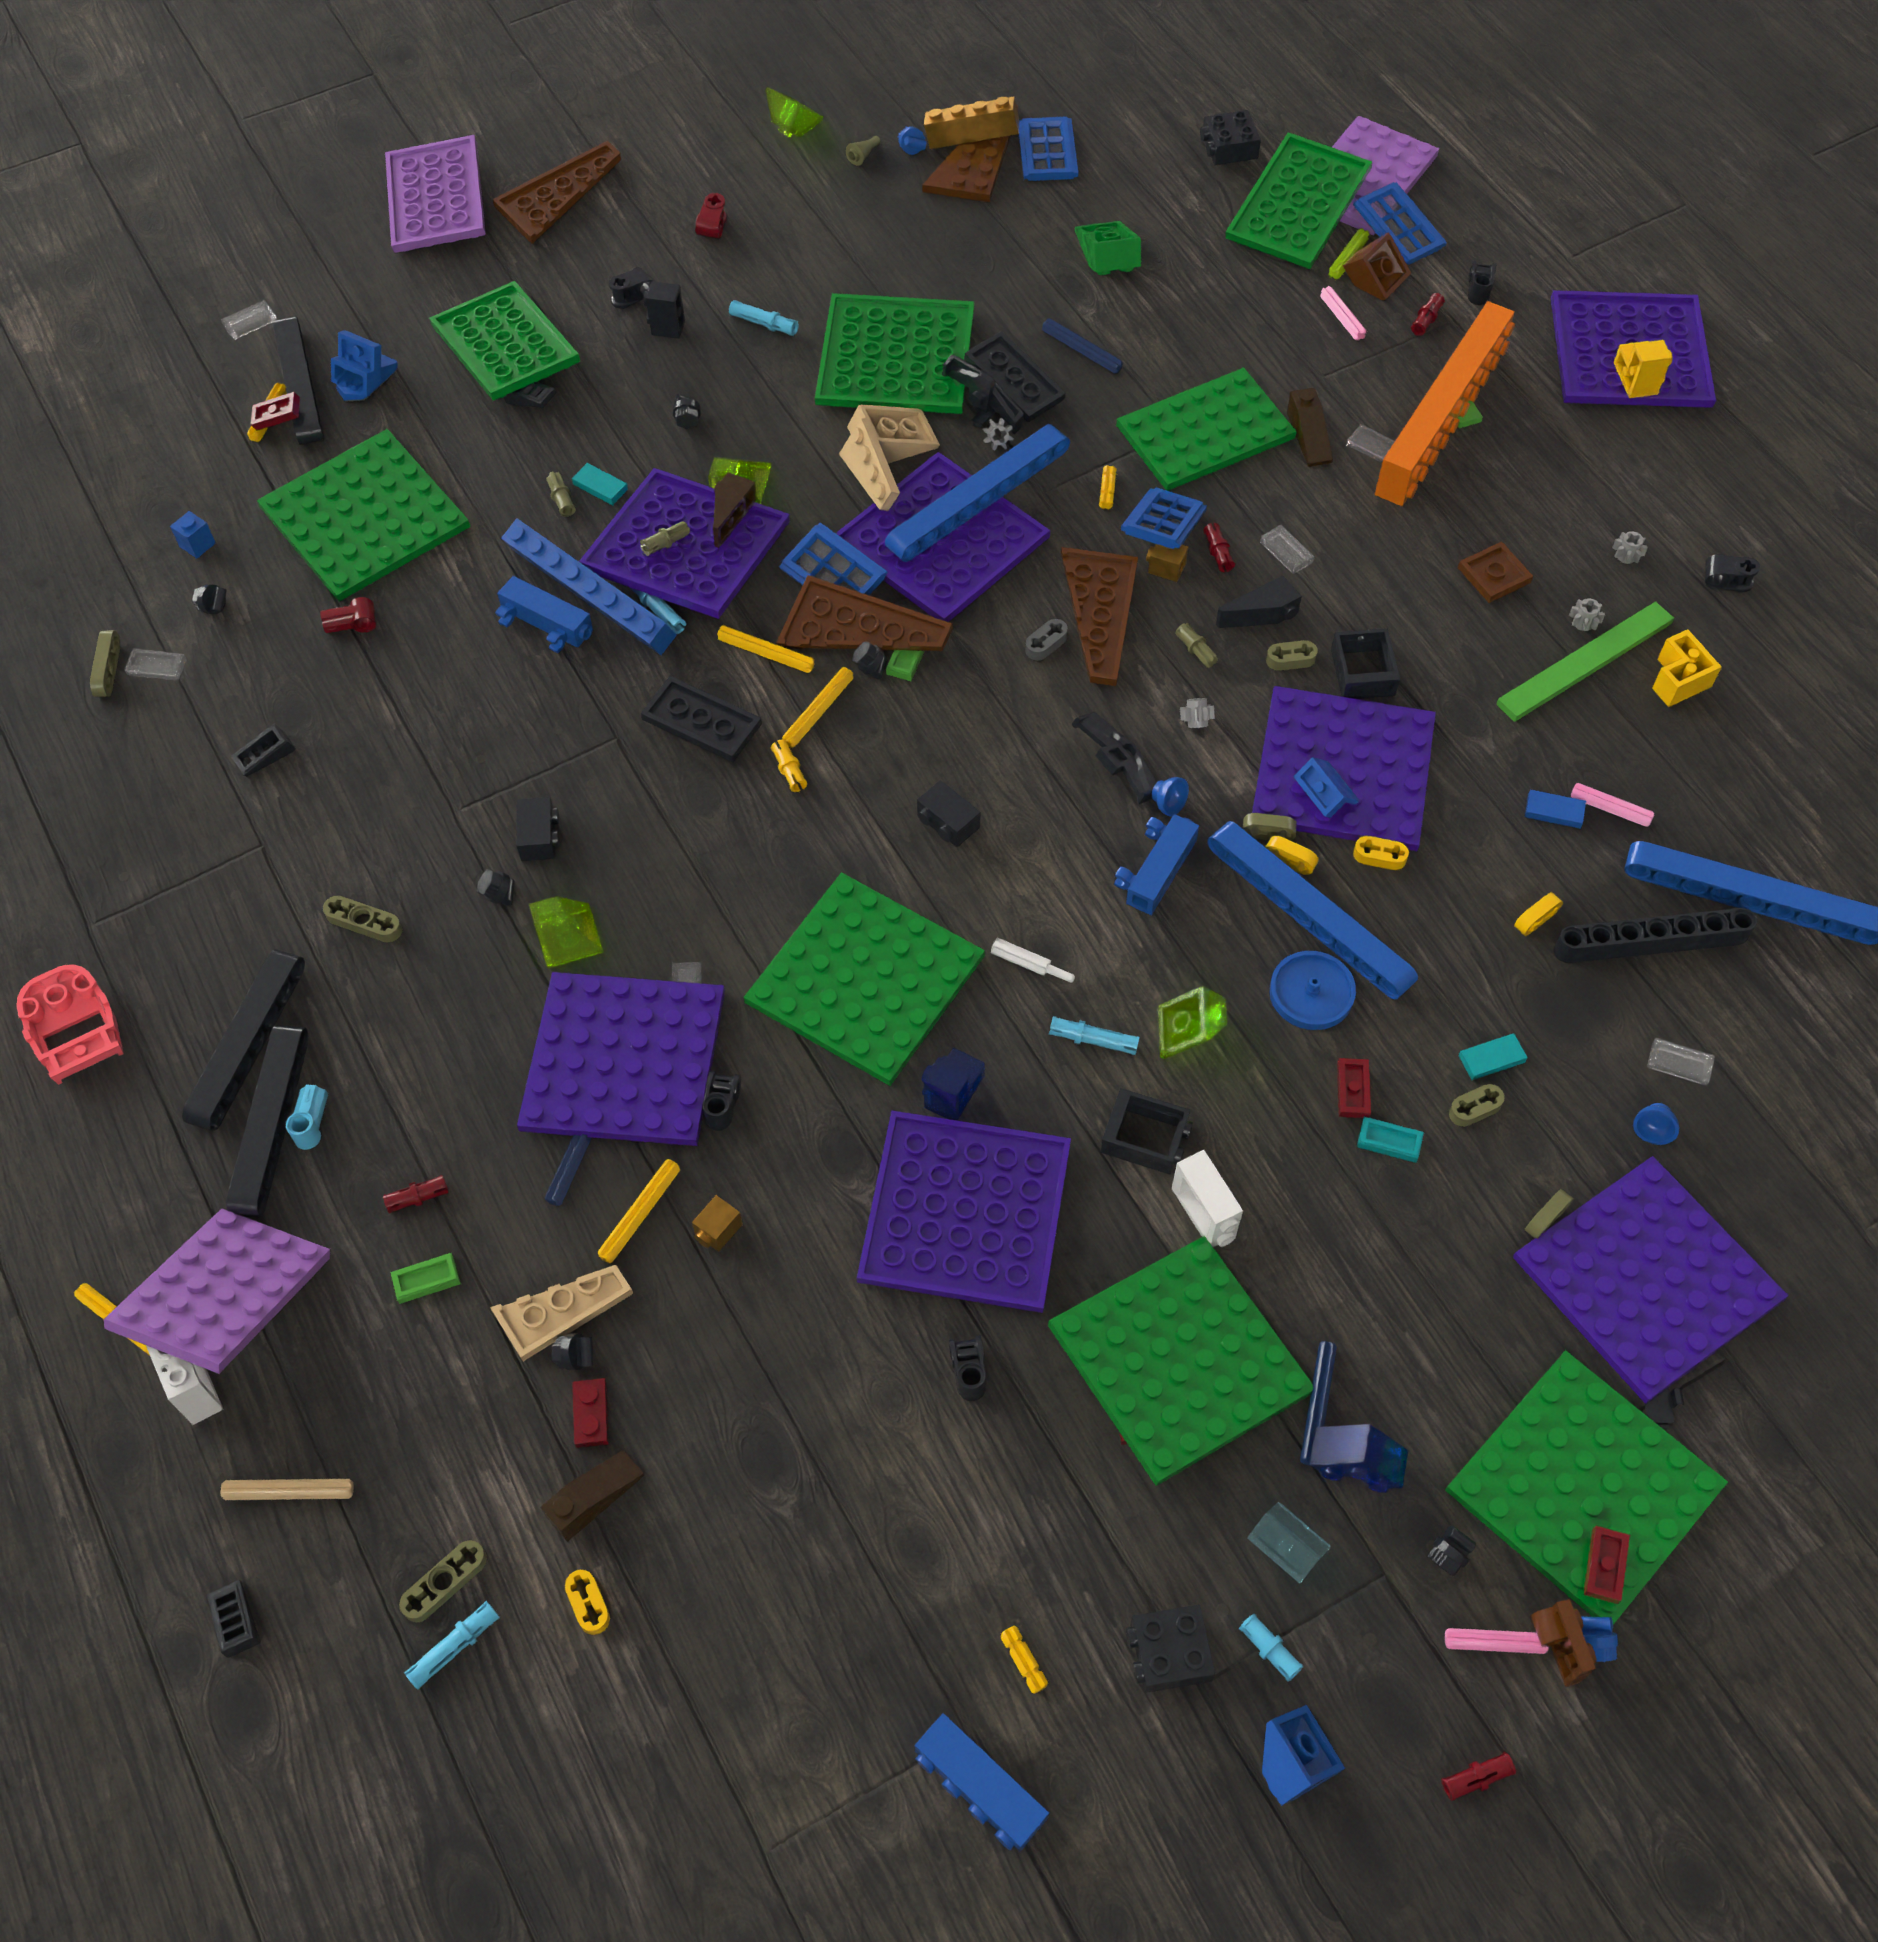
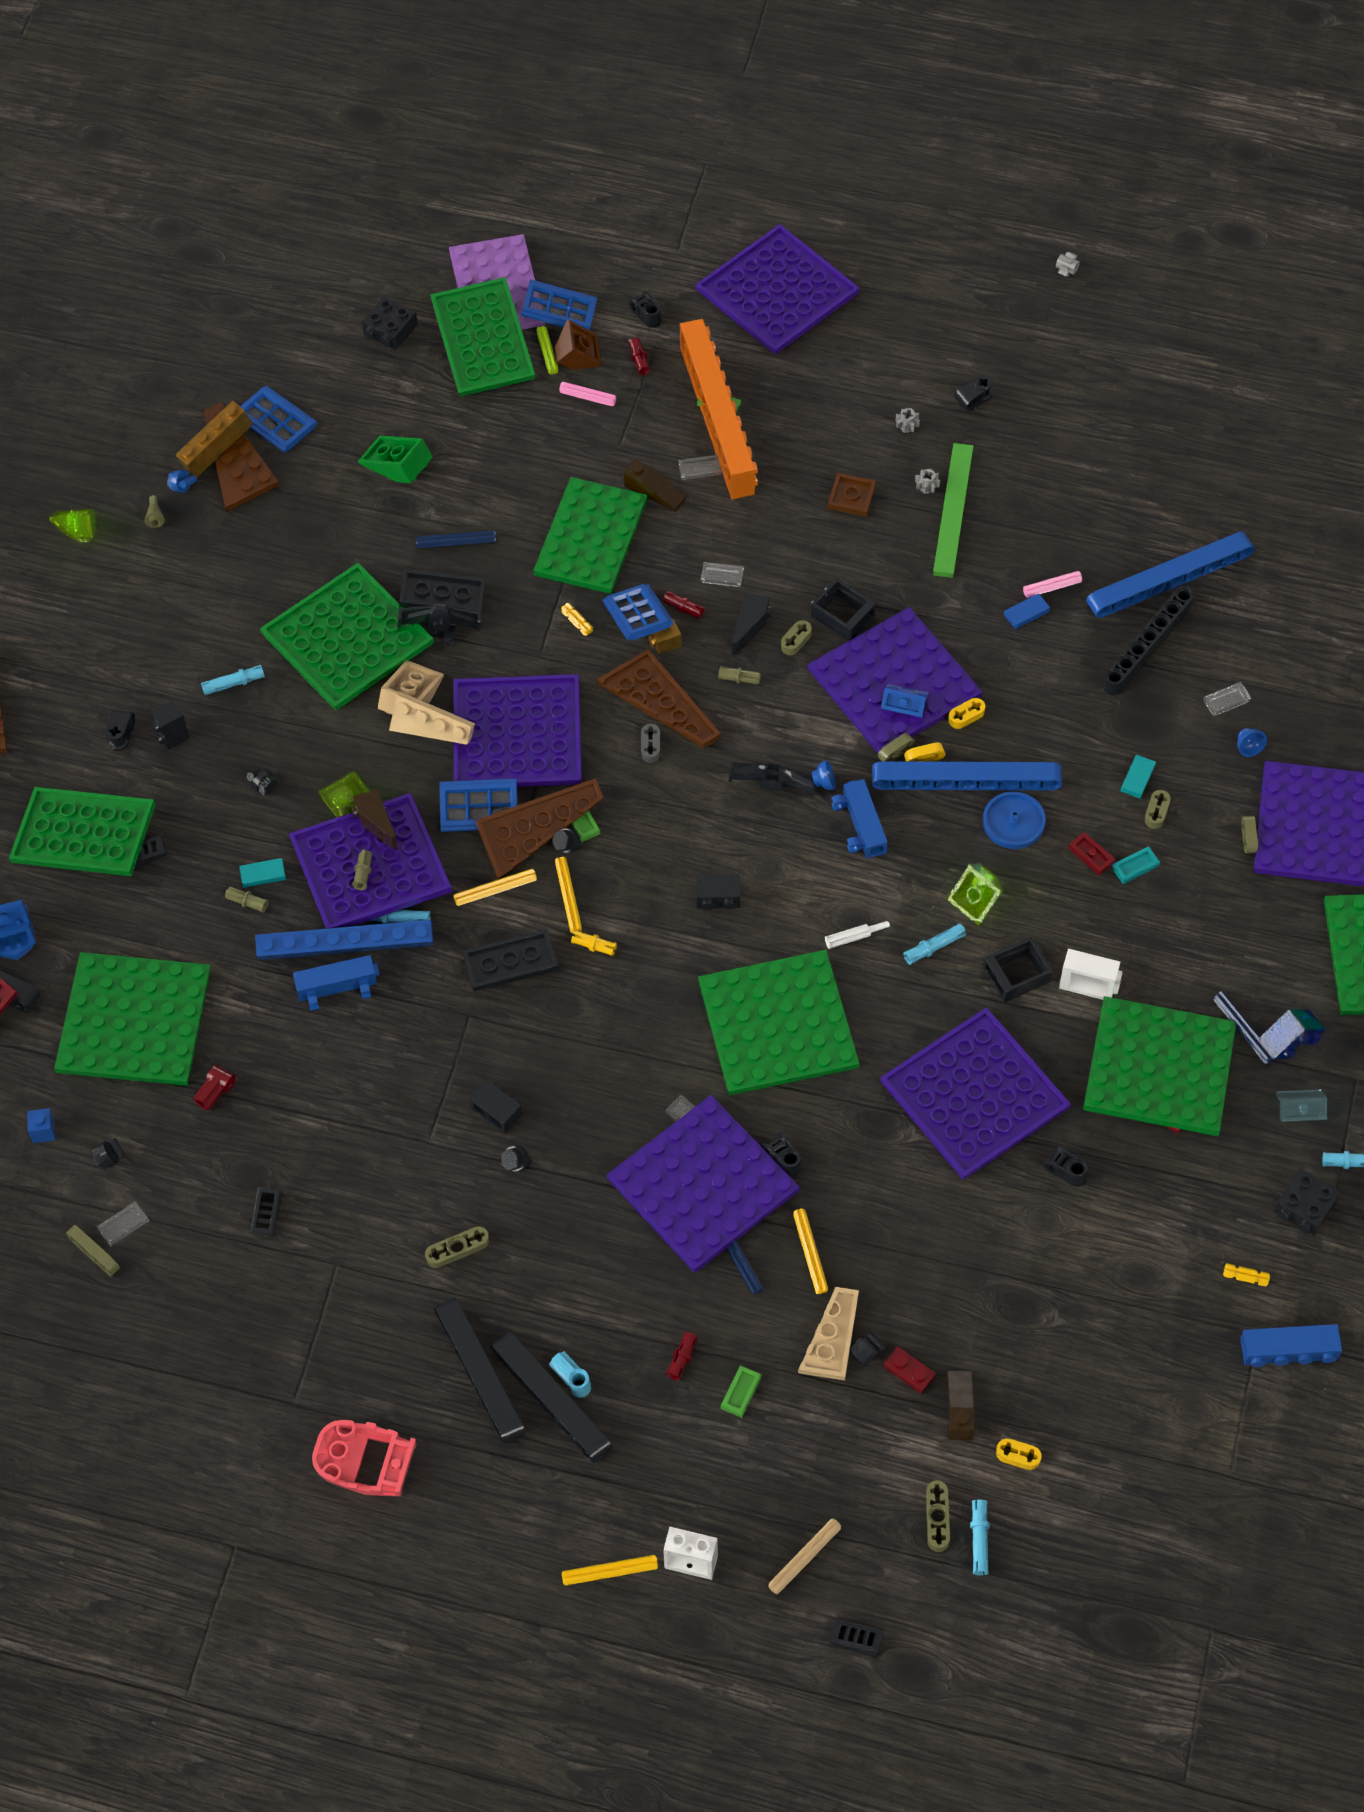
camera: 45 degrees left, 0 degrees up
(217, 1290) = (656, 1492): medium lavender plate -> none
(565, 930) = (584, 1148): clear neon green slope -> none
(711, 217) = (113, 637): dark red piece -> none
(716, 1224) = (861, 1218): pearl gold brick -> none
(951, 1083) = (896, 1033): clear blue brick -> none
(977, 493) = (513, 686): blue beam -> none
(1005, 435) = (476, 638): light grey gear -> none
(1197, 712) = (786, 715): light grey gear -> none
(1538, 914) = (1081, 678): yellow beam -> none
(1643, 367) = (804, 299): yellow brick -> none
(1686, 669) = (1013, 470): yellow brick -> none

